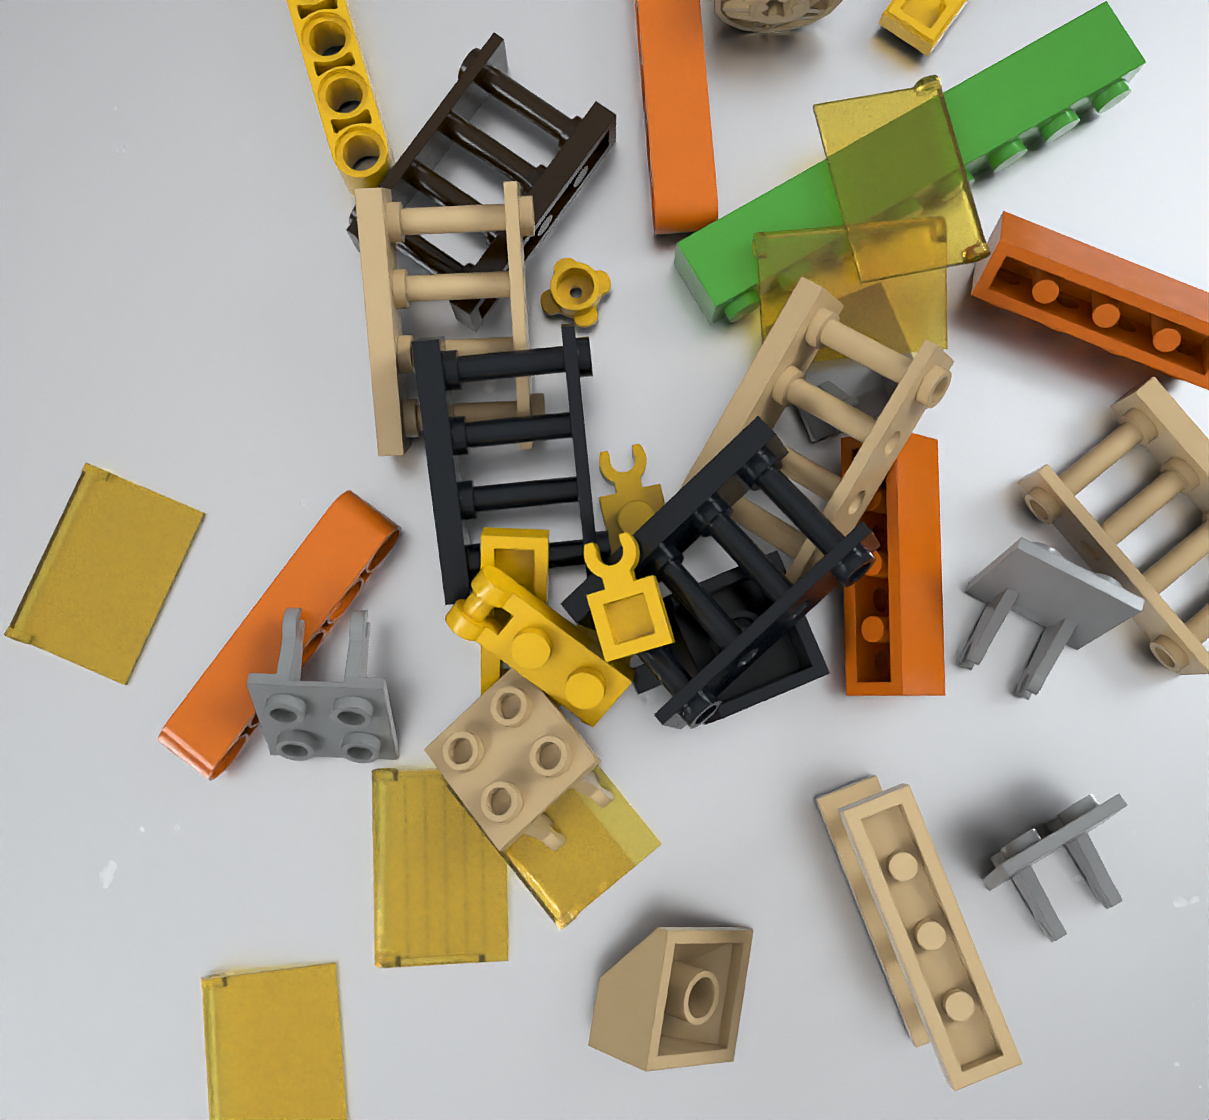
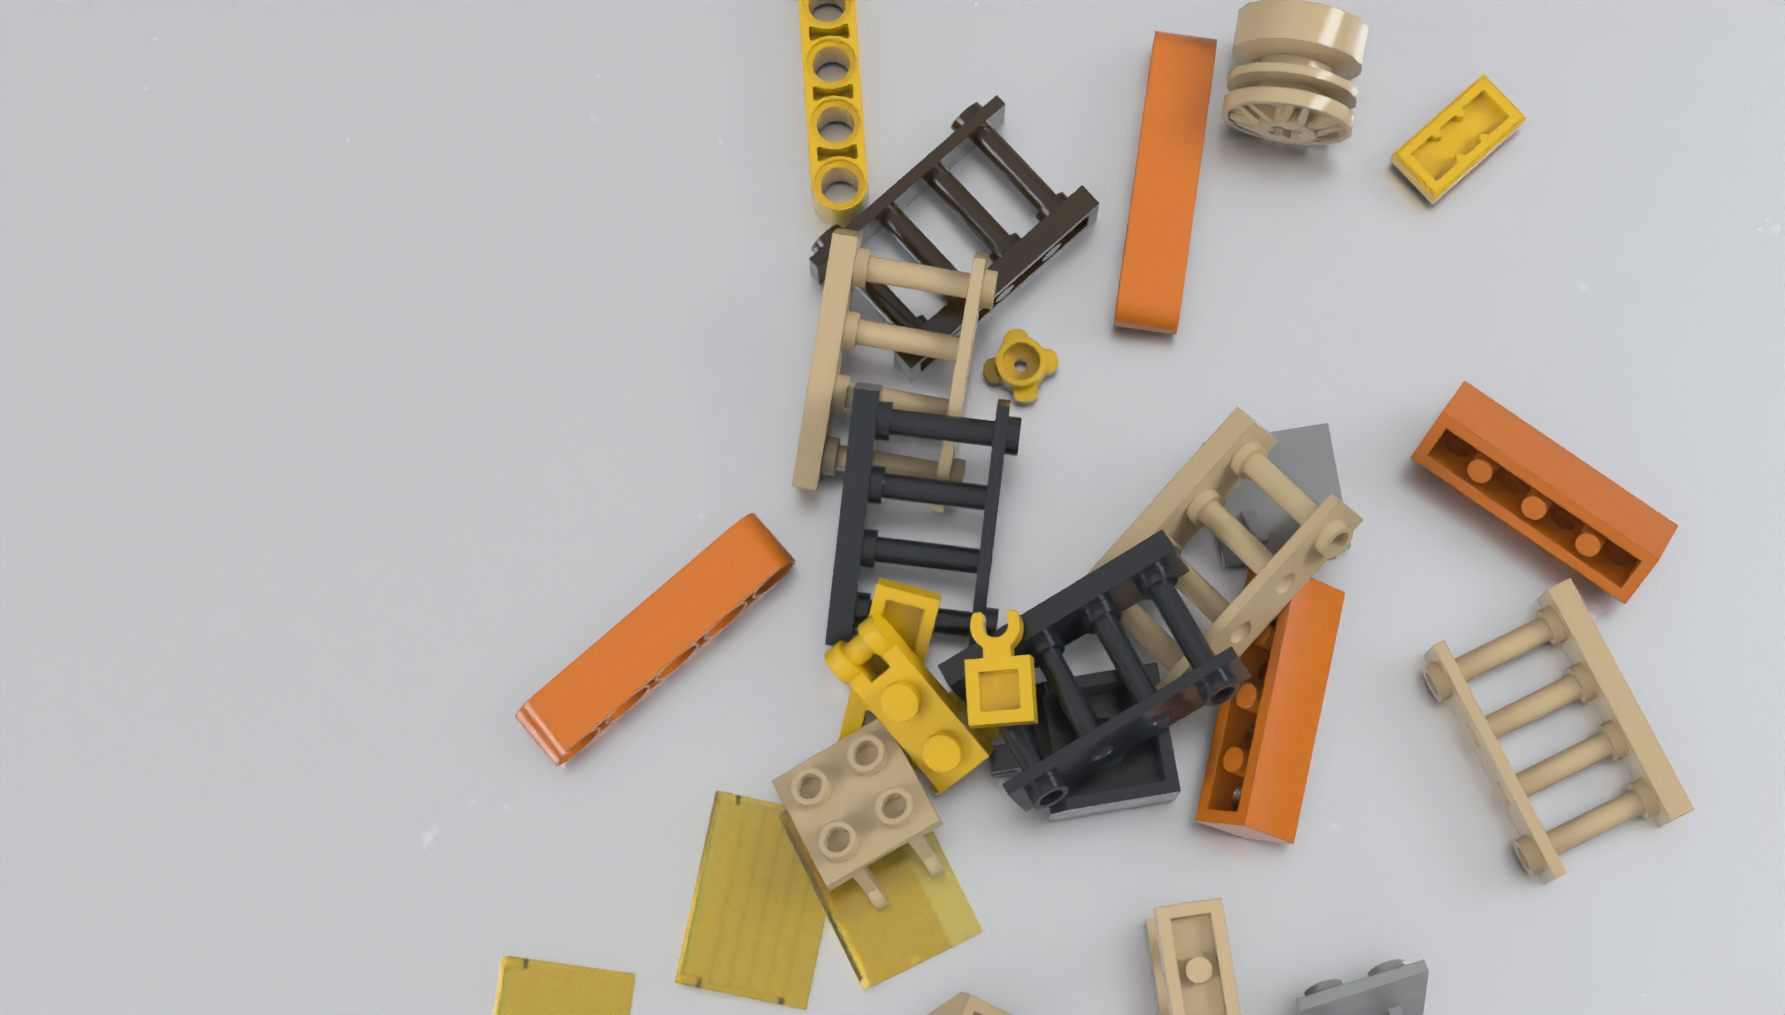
camera: 15 degrees right, 5 degrees down
(105, 574) = (492, 541): clear yellow piece -> none
(319, 716) = (687, 725): light grey plate -> none
(631, 503) = (1029, 584): yellow plate -> none
(890, 311) = (1326, 418): clear yellow piece -> none
(900, 182) = (1361, 332): clear yellow piece -> none
(993, 119) = (1381, 313): bright green brick -> none
(1052, 592) = (1420, 767): light grey plate -> none

